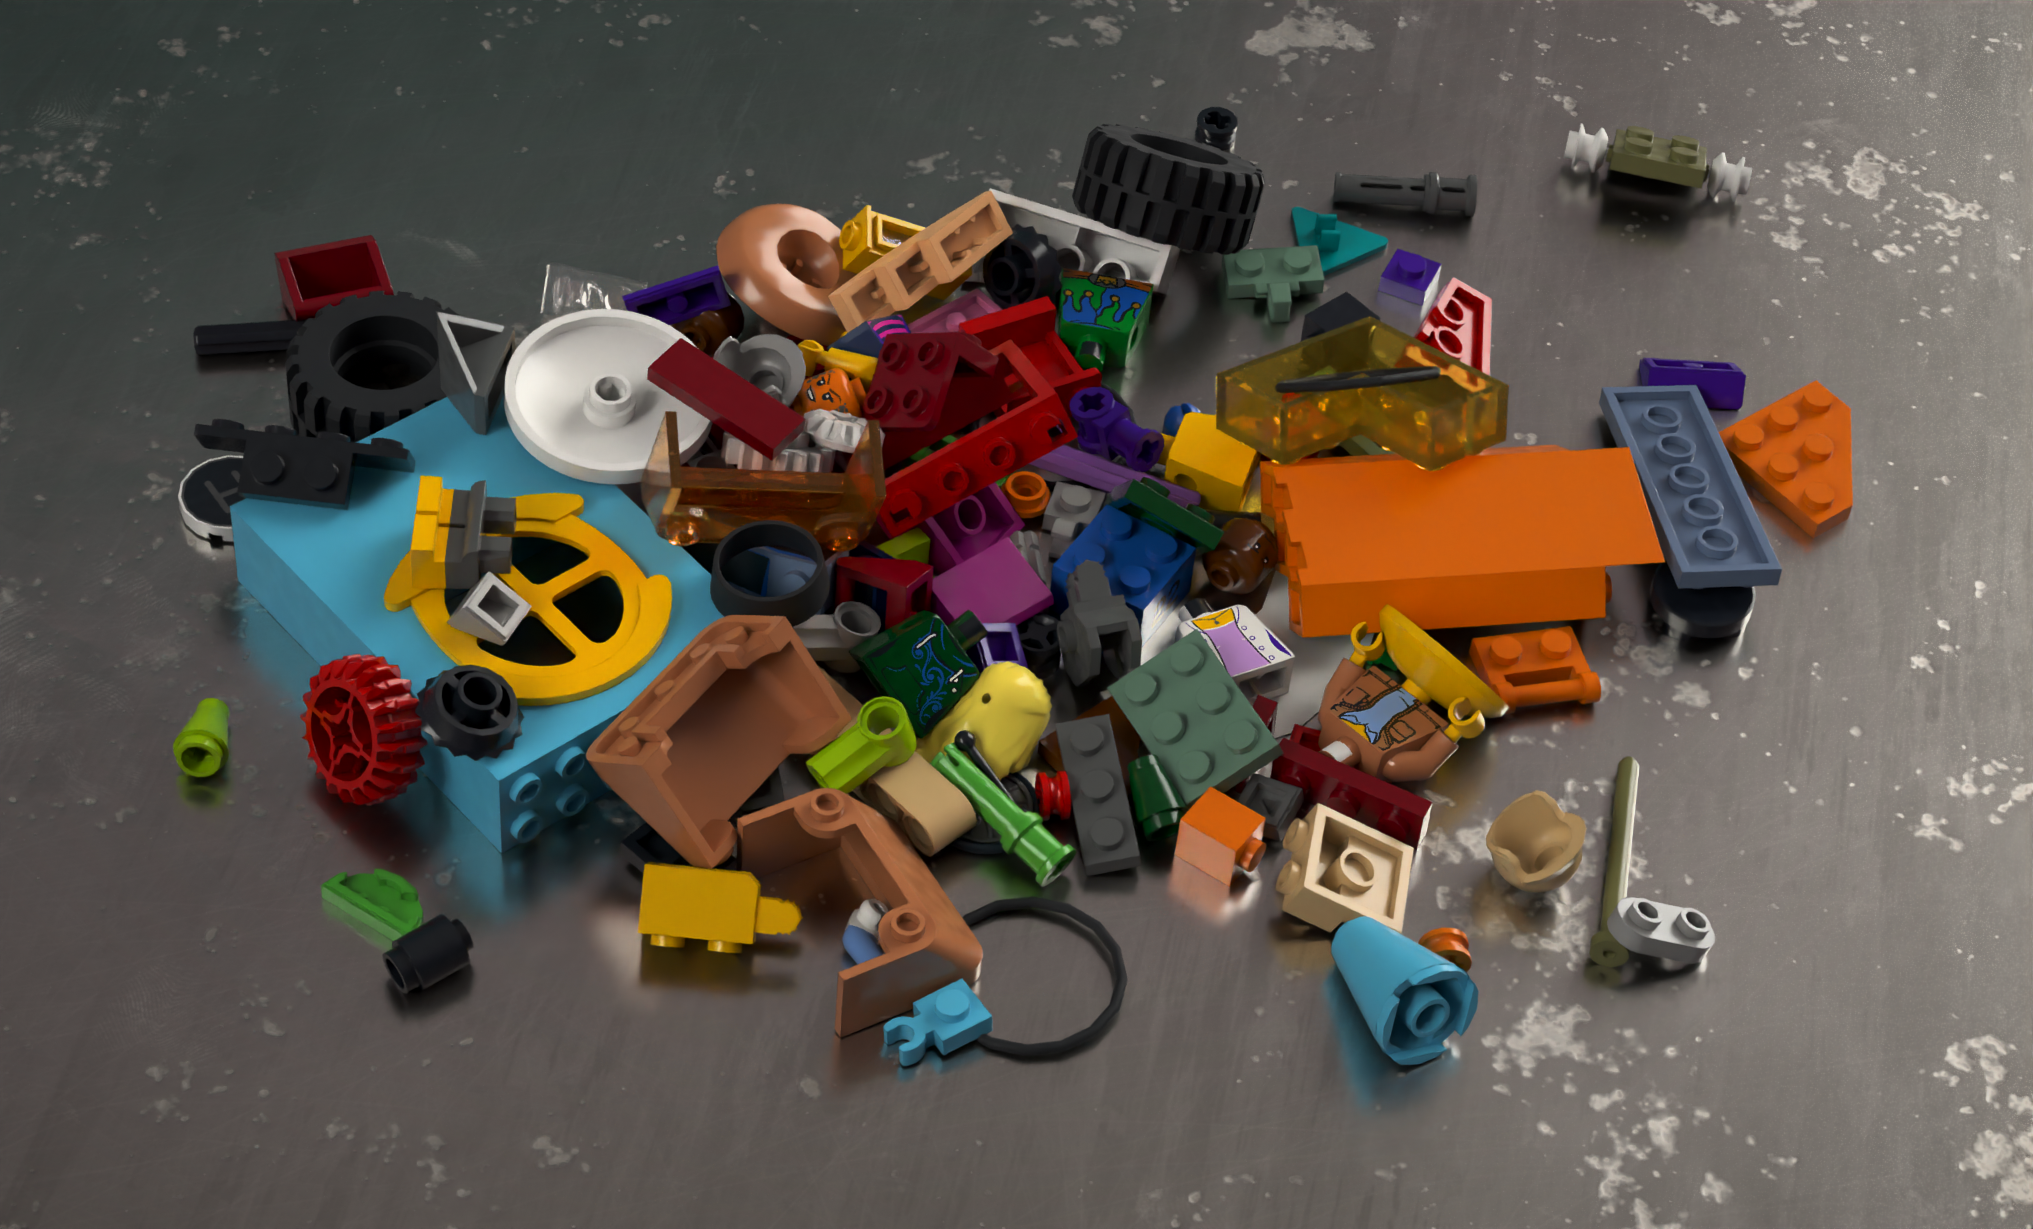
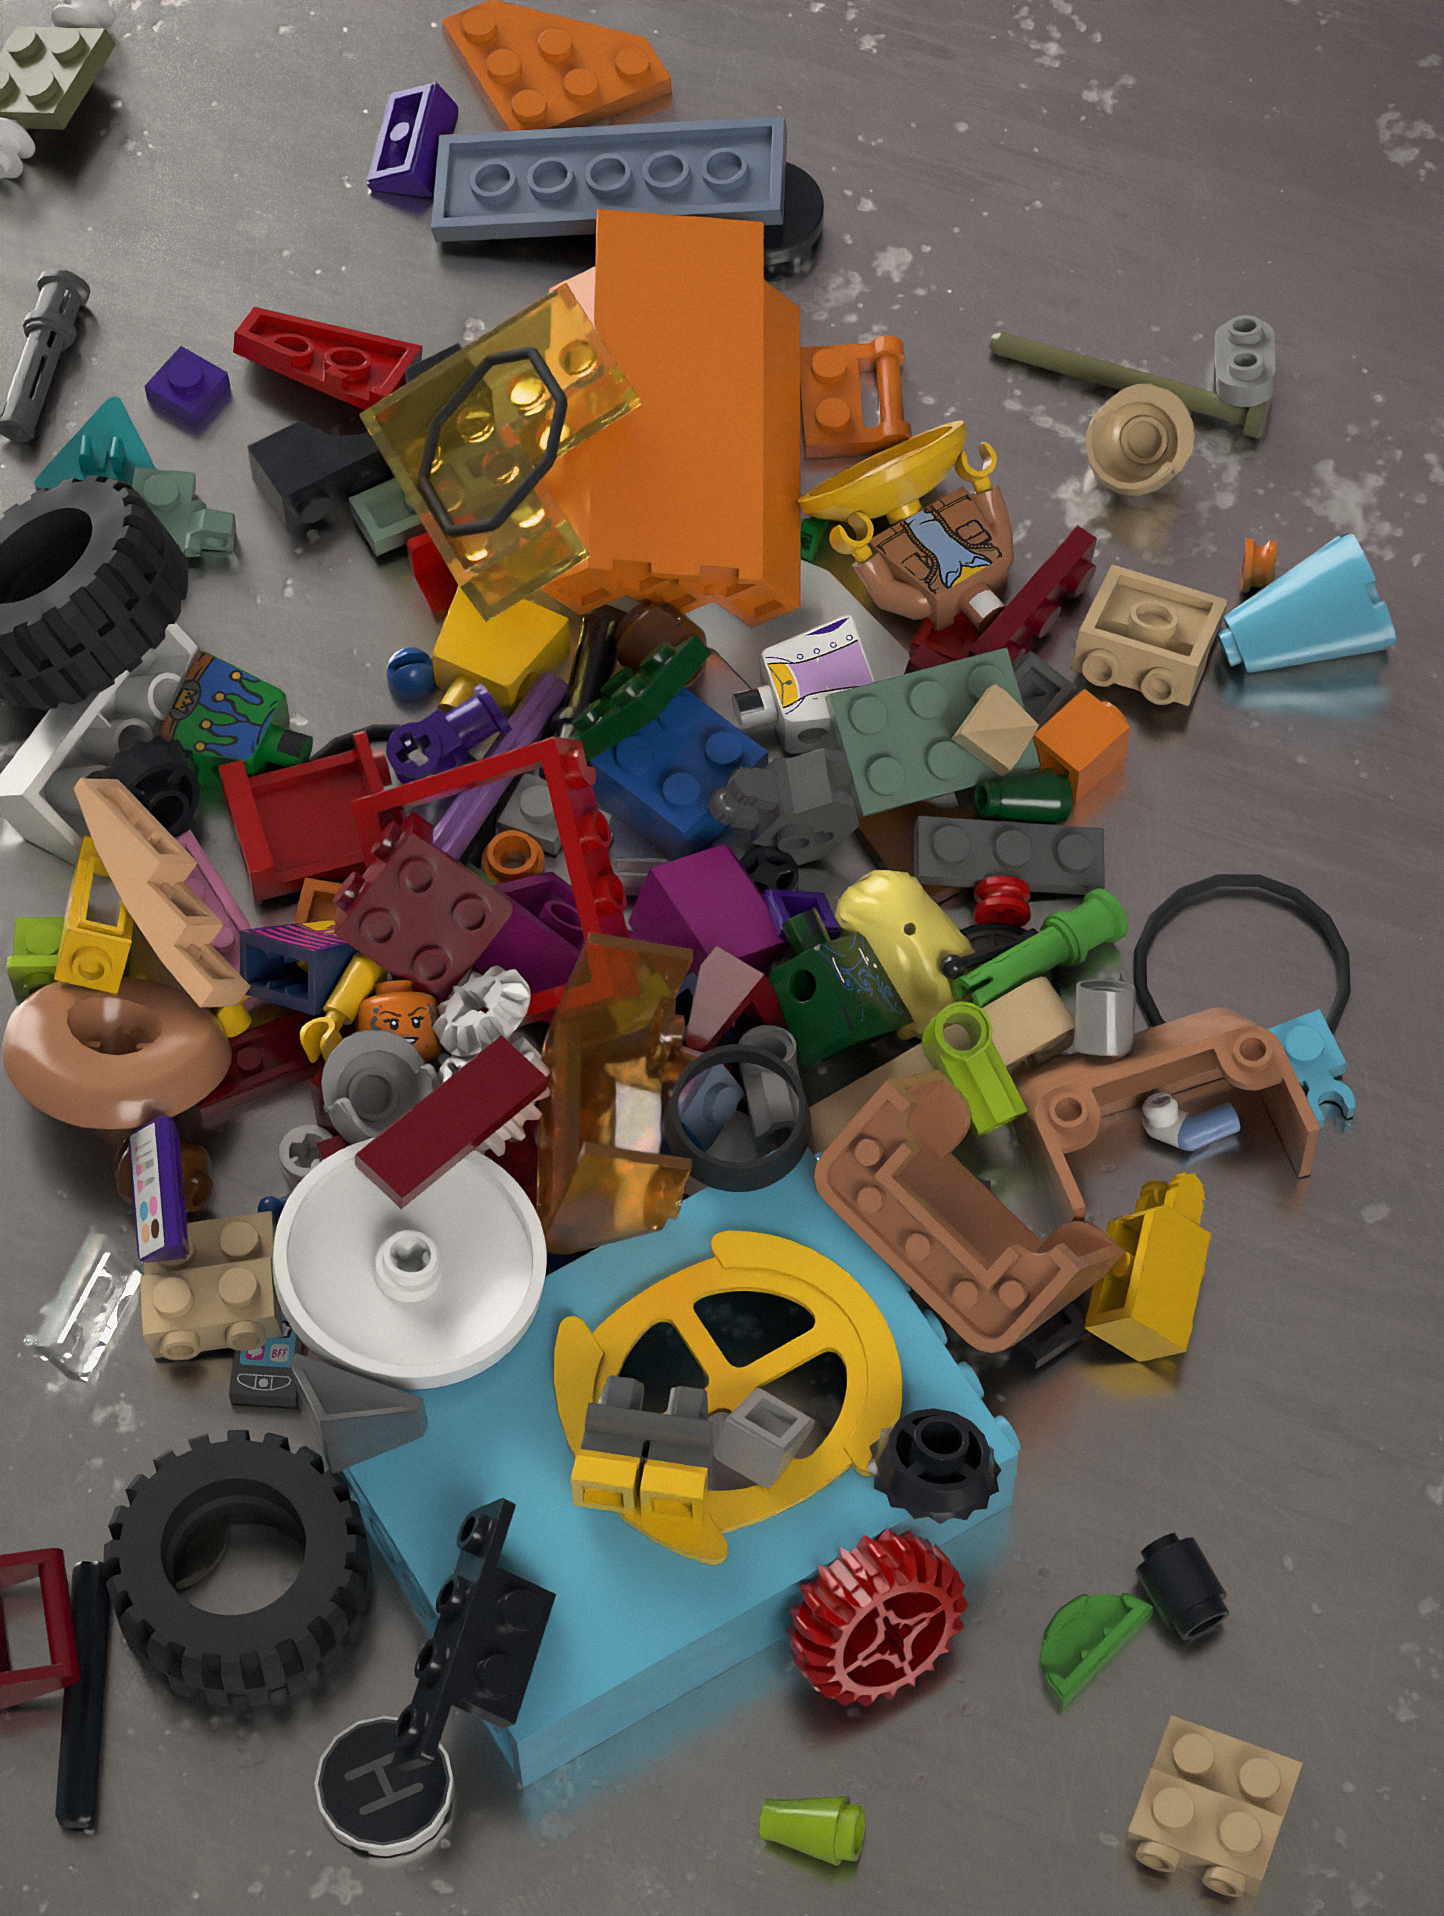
camera: 75 degrees left, 15 degrees up
(232, 989) = (1212, 1808): none -> tan plate
(941, 842) = (1104, 1015): none -> light grey piece
(1193, 742) = (996, 730): none -> tan slope

